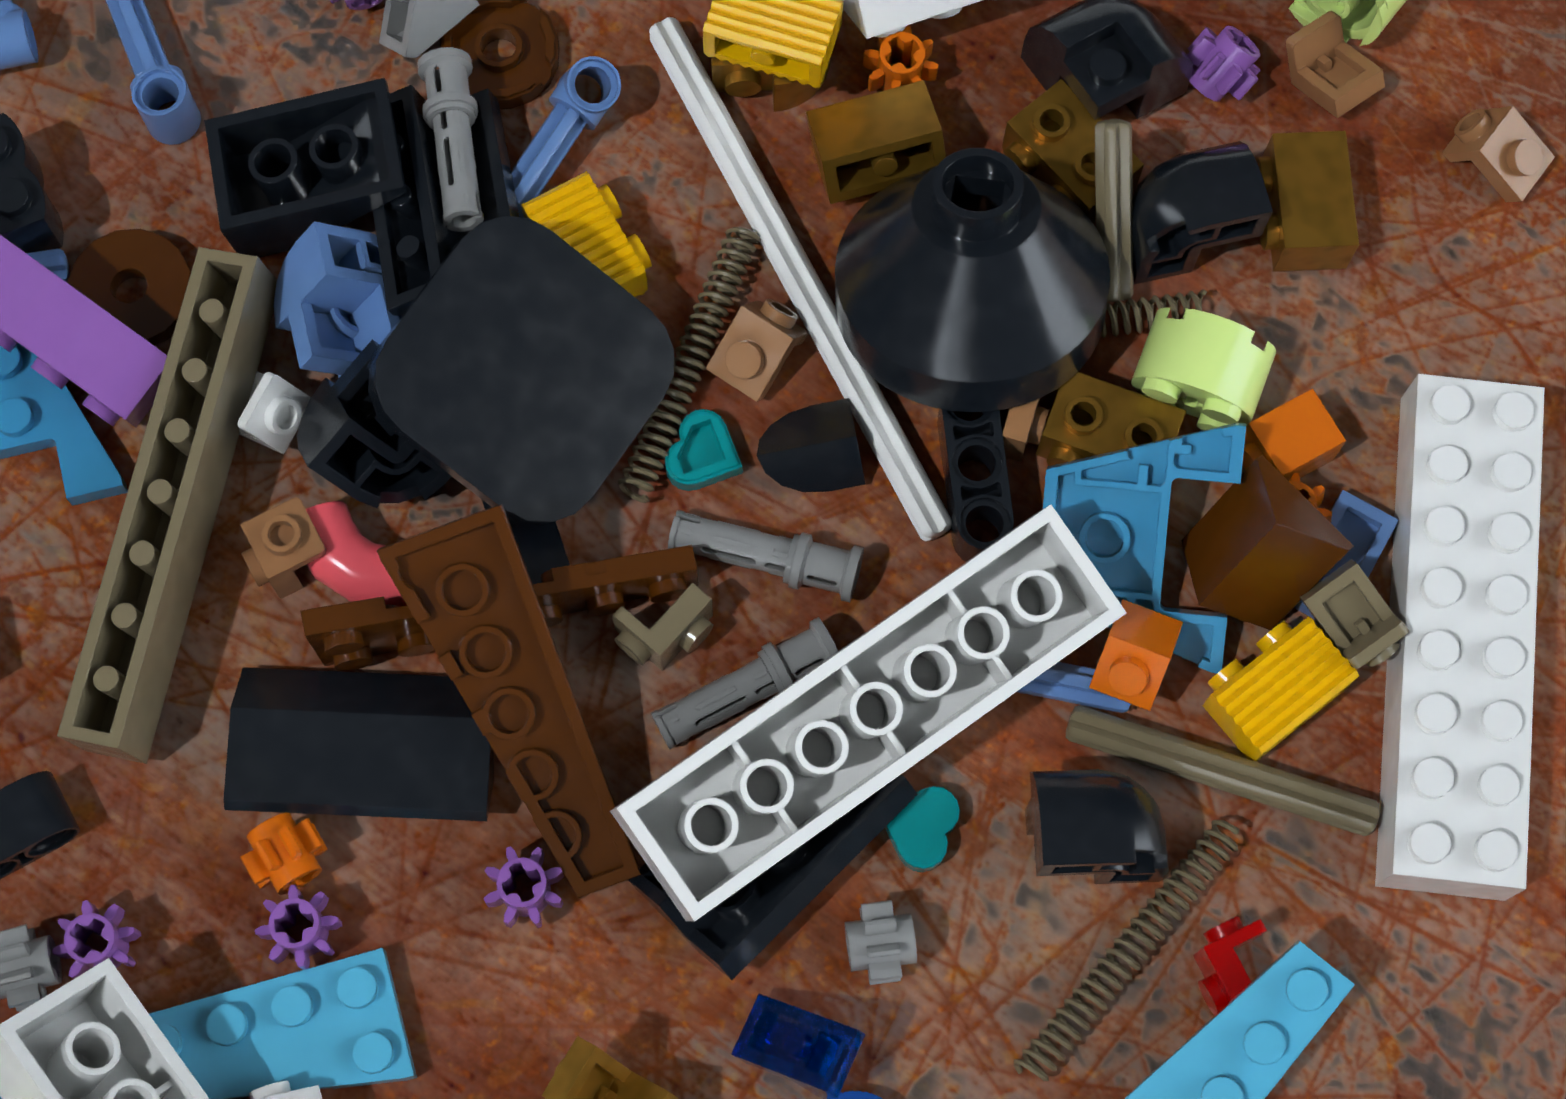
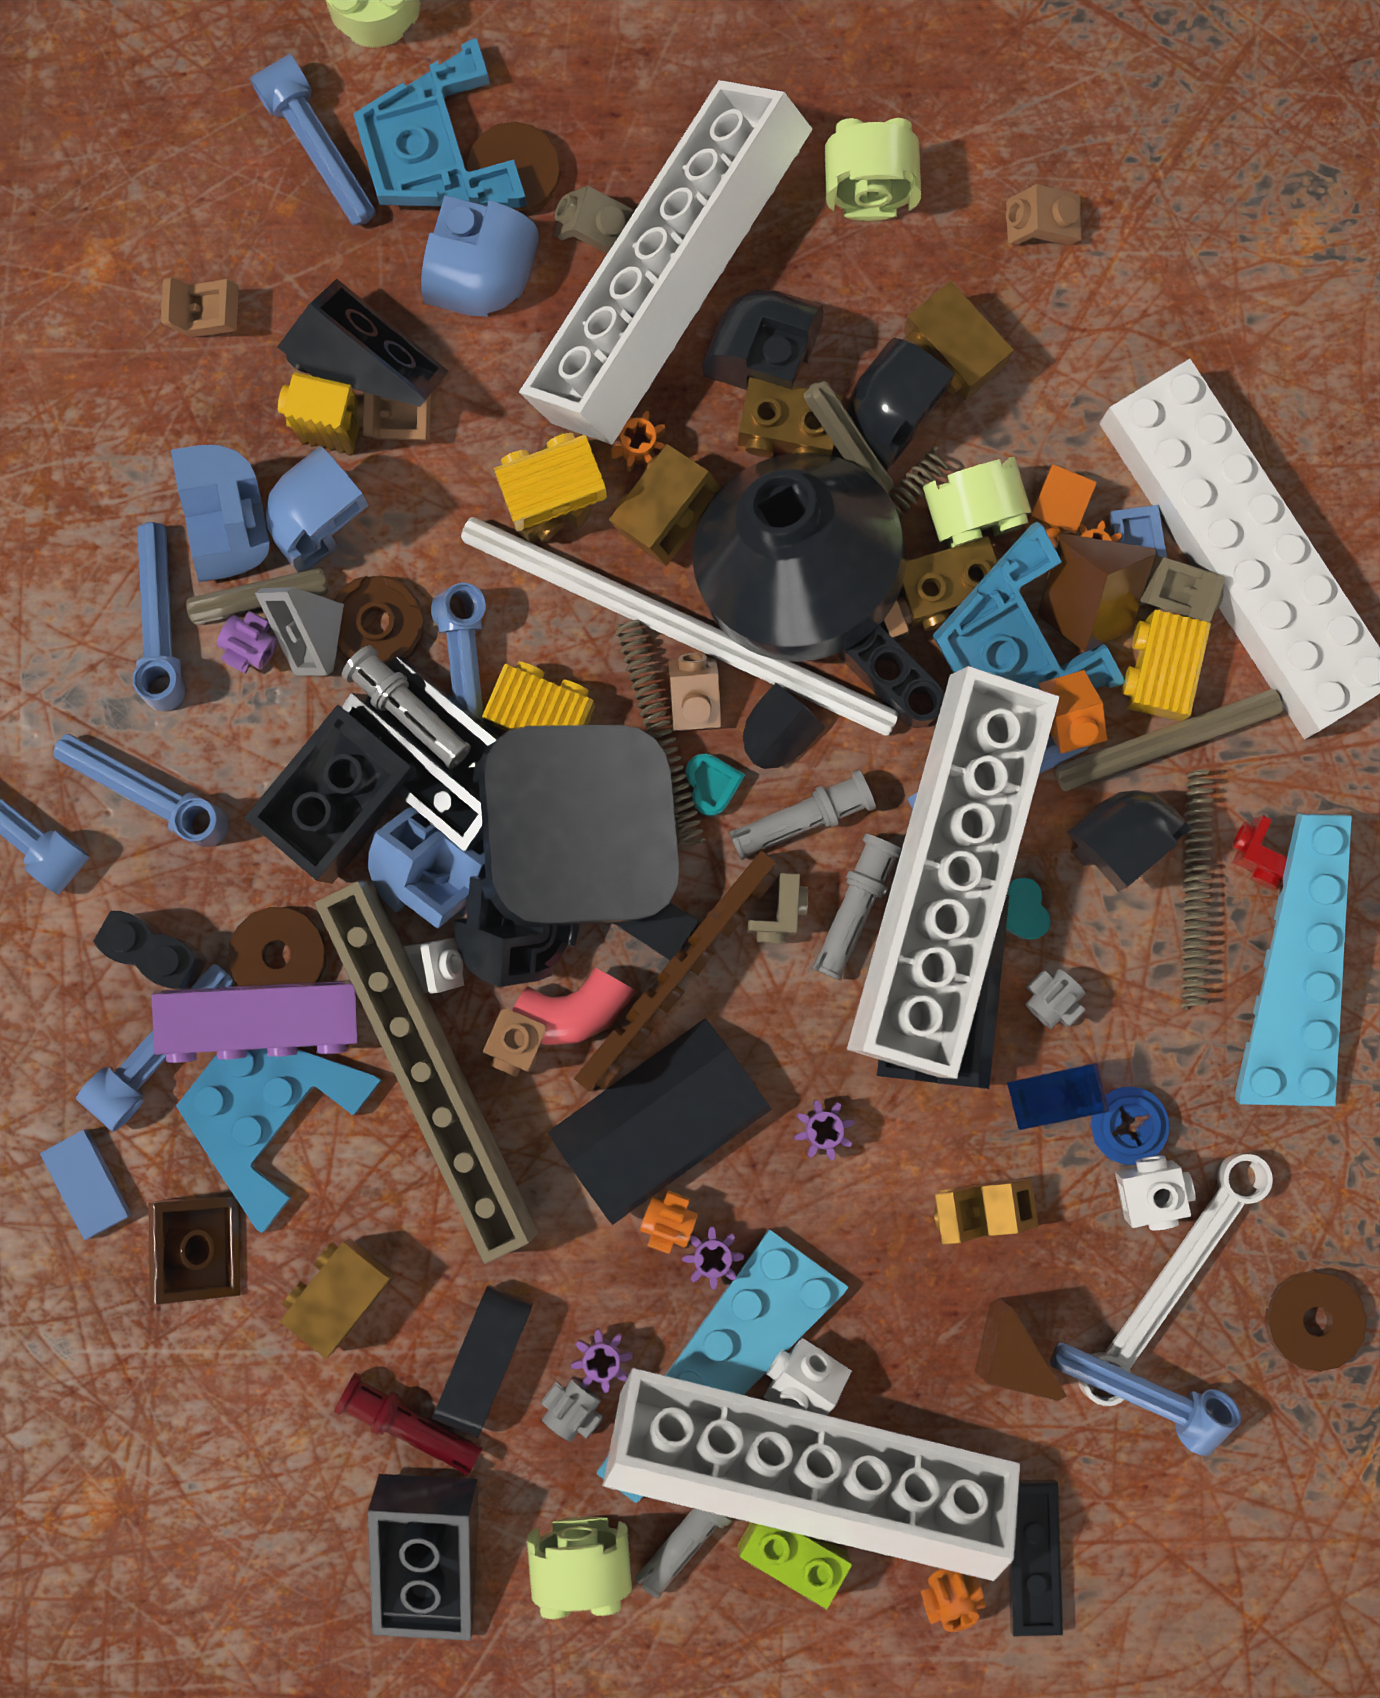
camera: 40 degrees left, 10 degrees up
(496, 646) = (704, 1007): reddish brown wing -> none
(1223, 63) = (836, 287): medium lavender gear -> none
(1330, 68) = (903, 239): medium nougat bracket -> none

